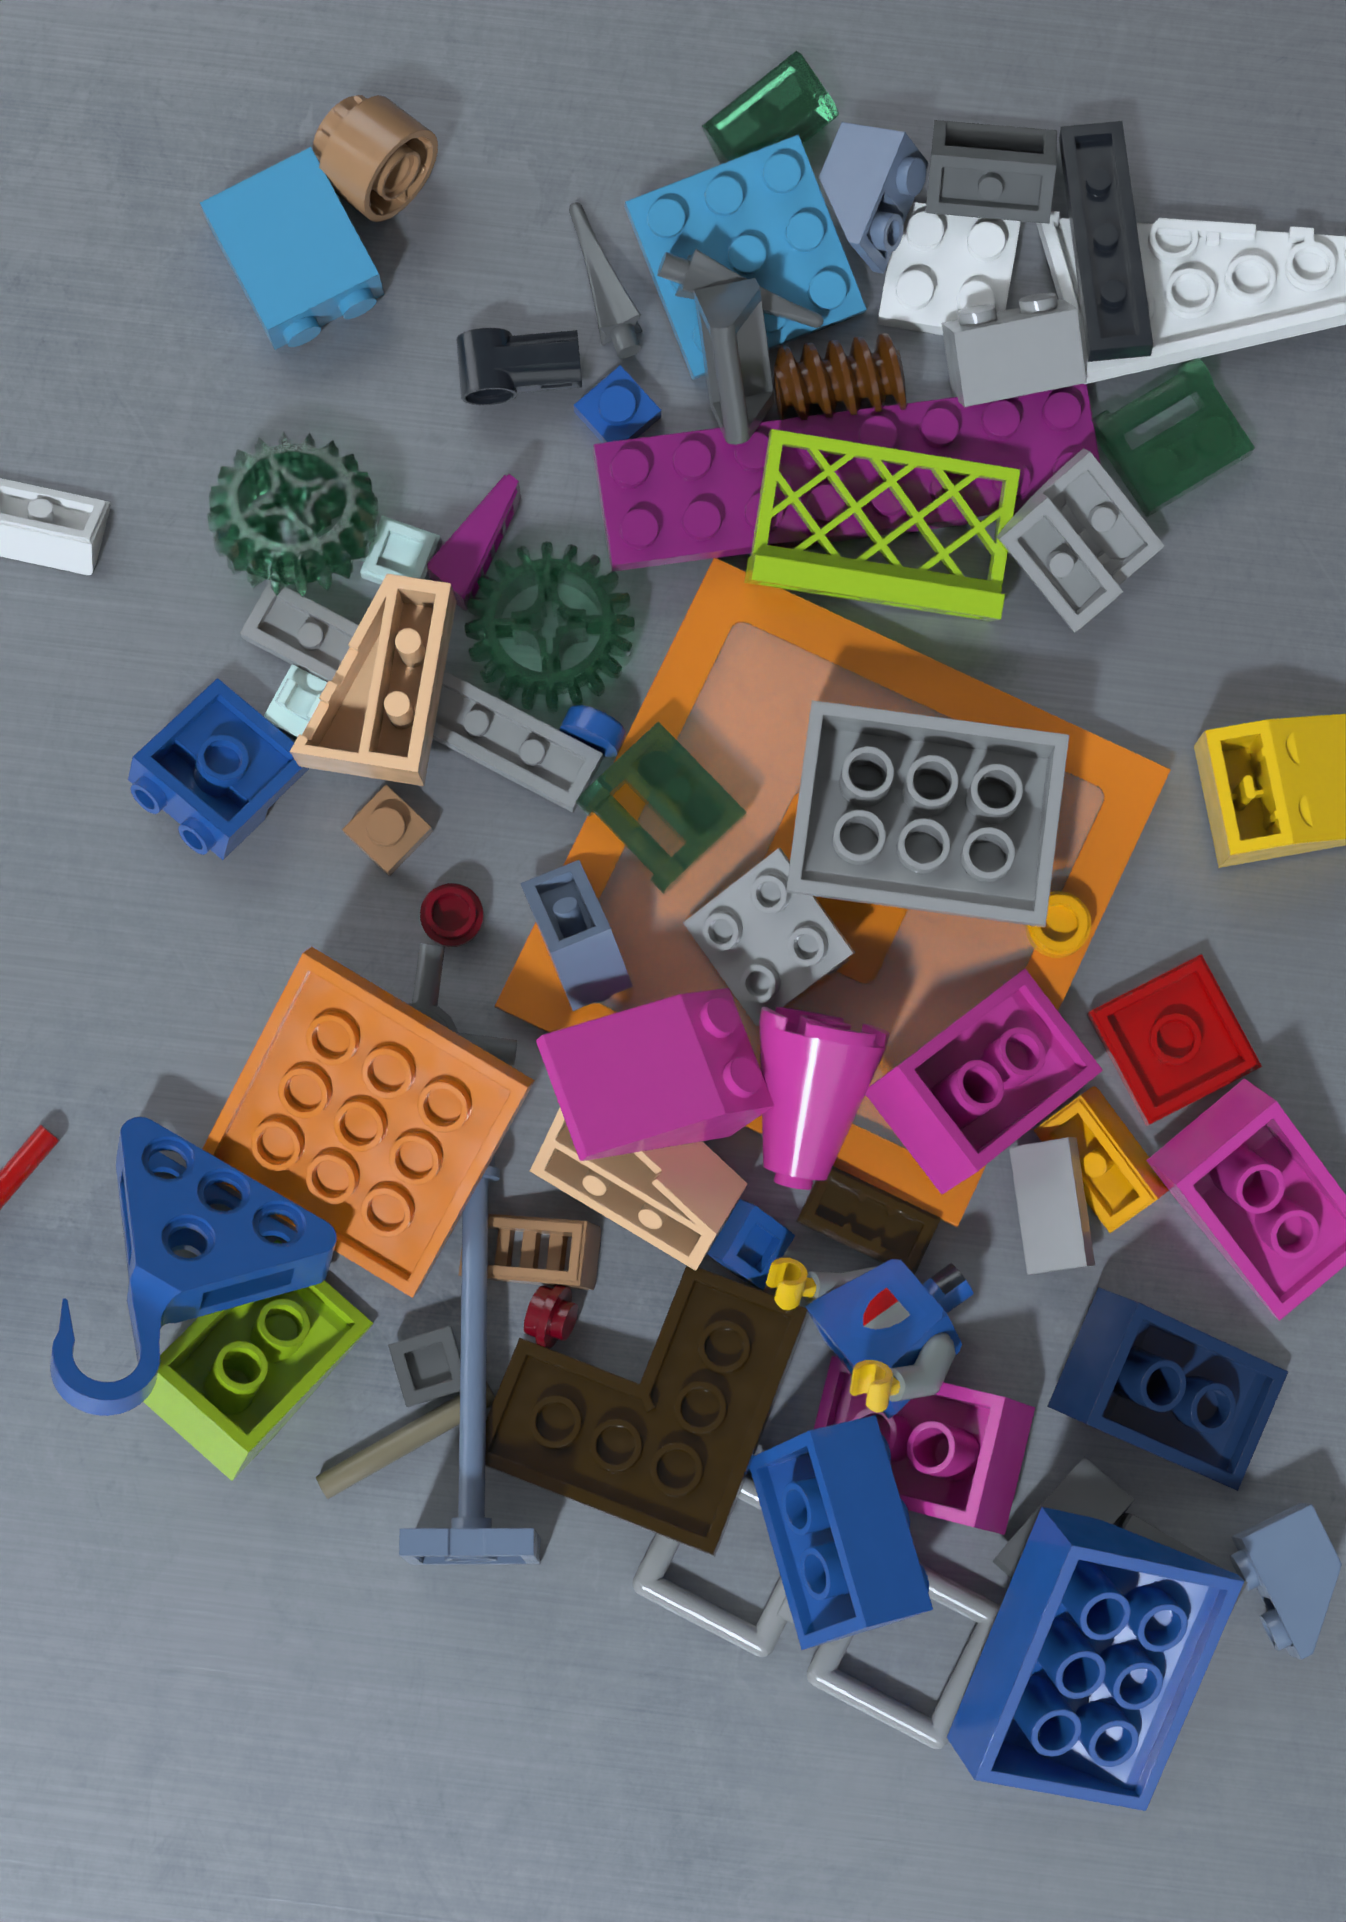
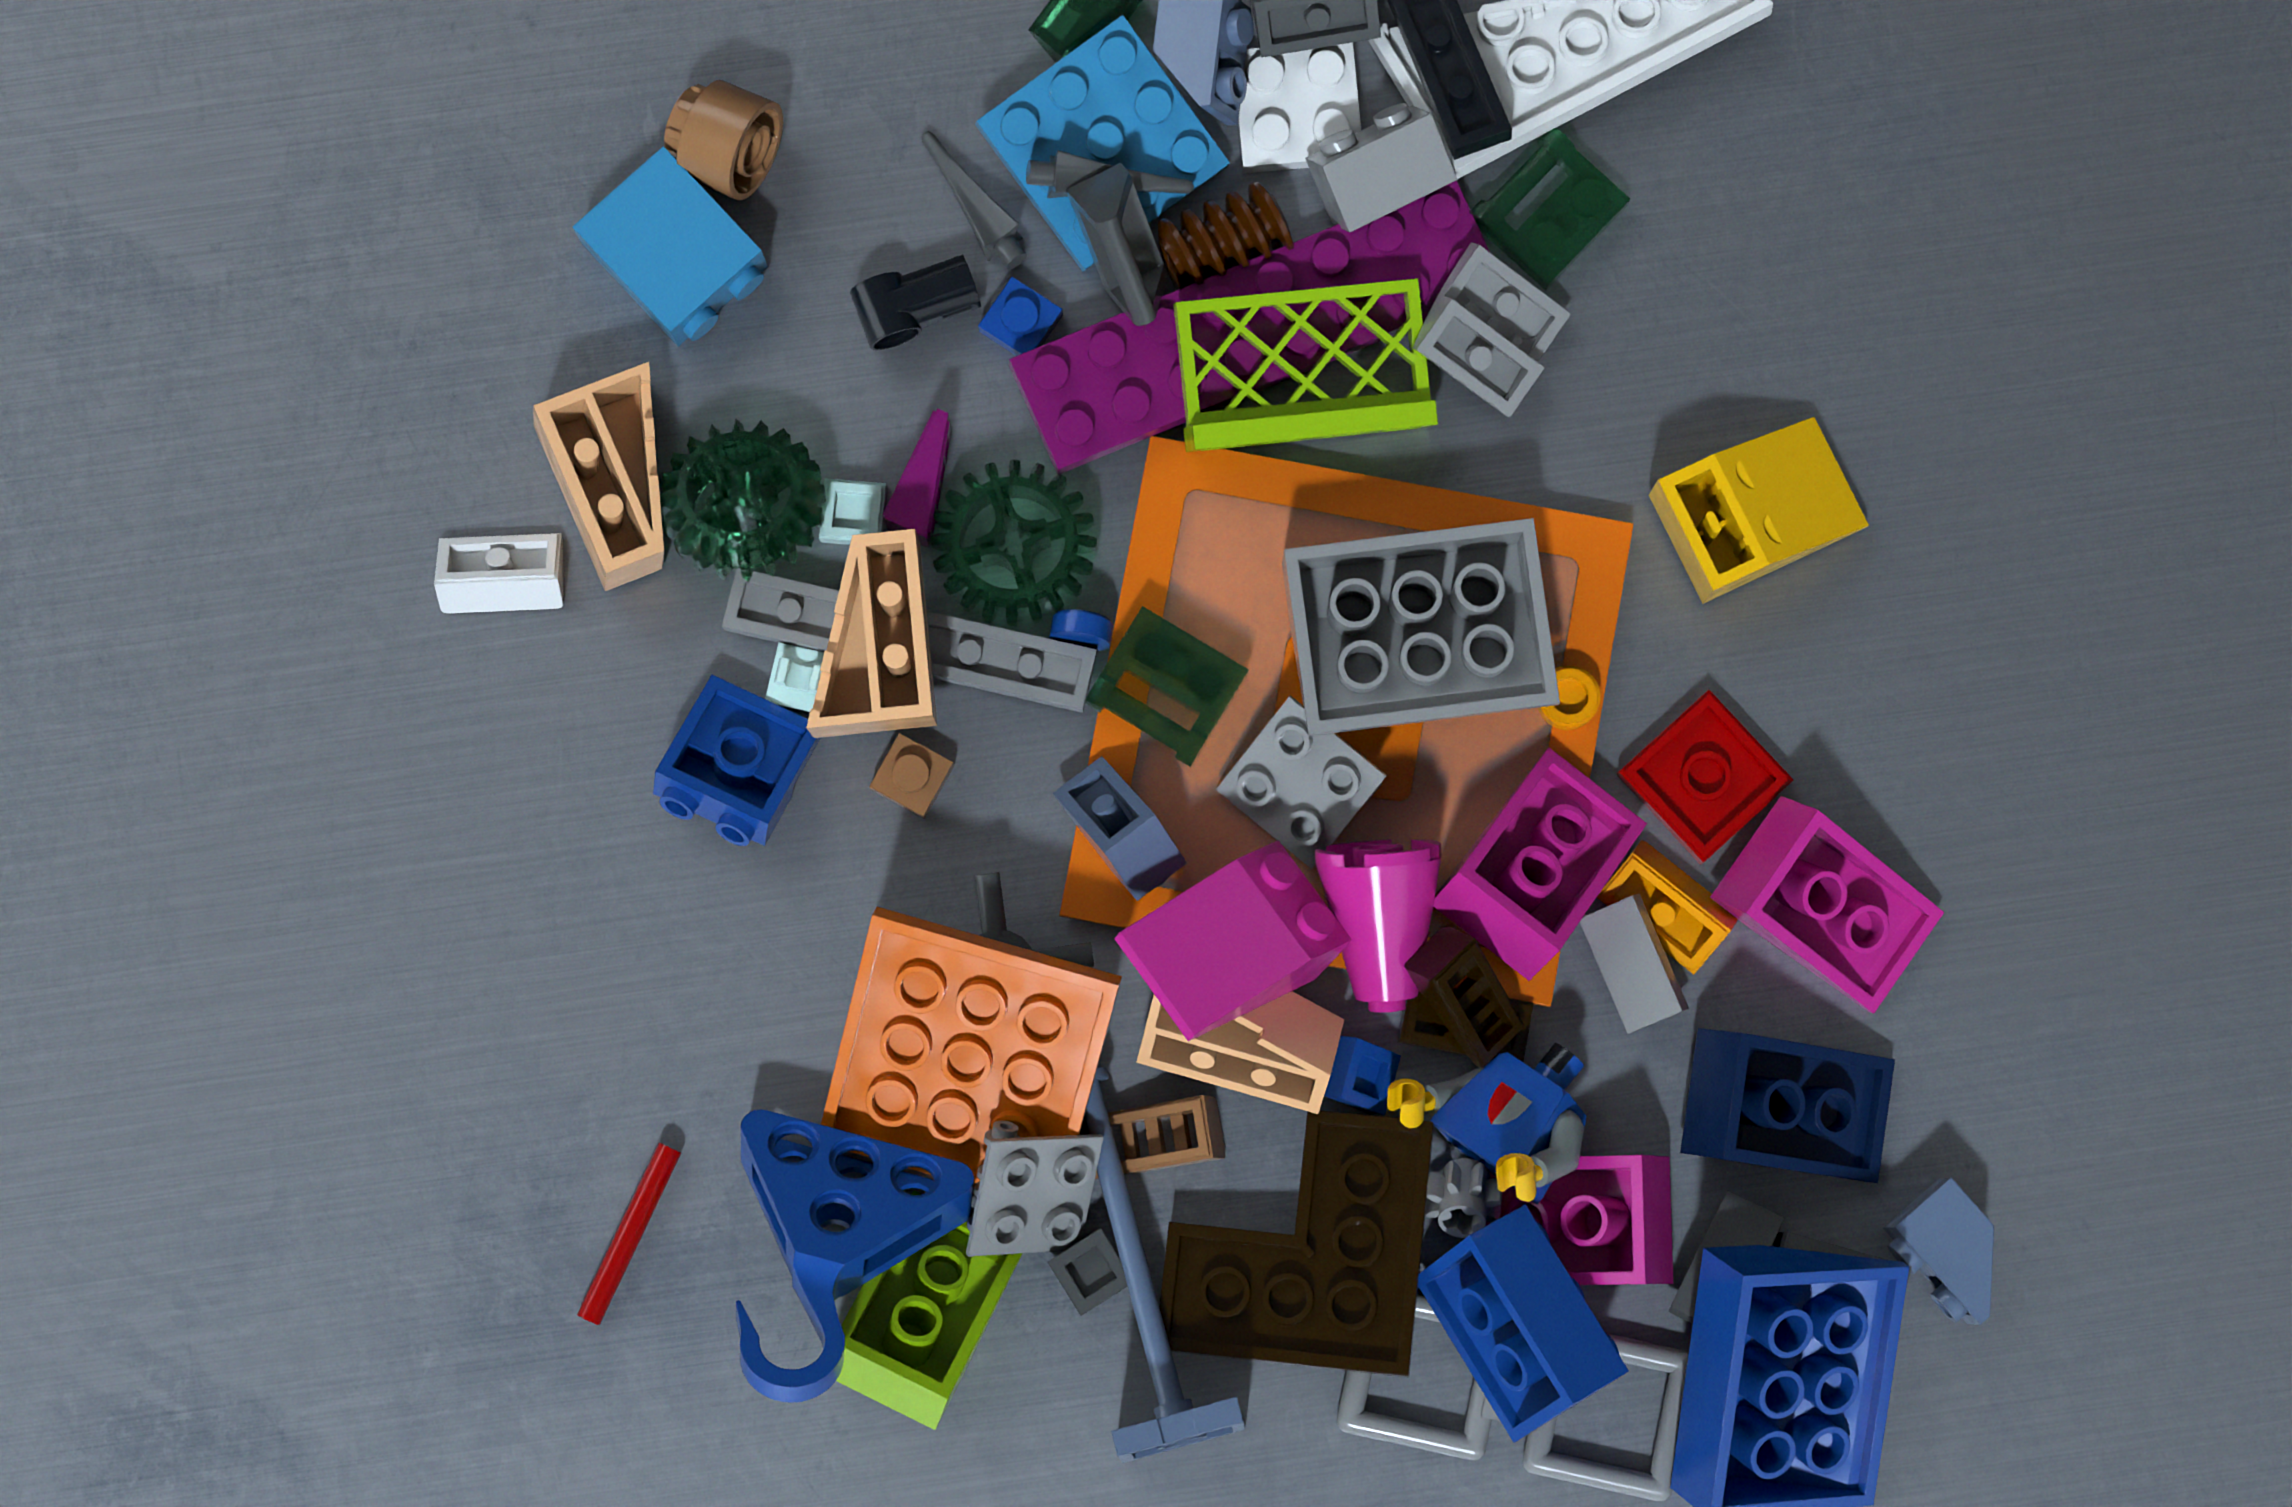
camera: 15 degrees left, 0 degrees up
(170, 449) = (607, 470): none -> light nougat wedge
(391, 1271) = (1032, 1192): none -> light grey hinge
(394, 1446) = (1077, 1356): dark tan bar -> none
(451, 915) = (994, 840): dark red plate -> none
(550, 1315) = (1192, 1192): dark red plate -> none
(816, 1392) = (1463, 1197): none -> light grey gear
(856, 1156) = (1439, 967): none -> dark brown slope

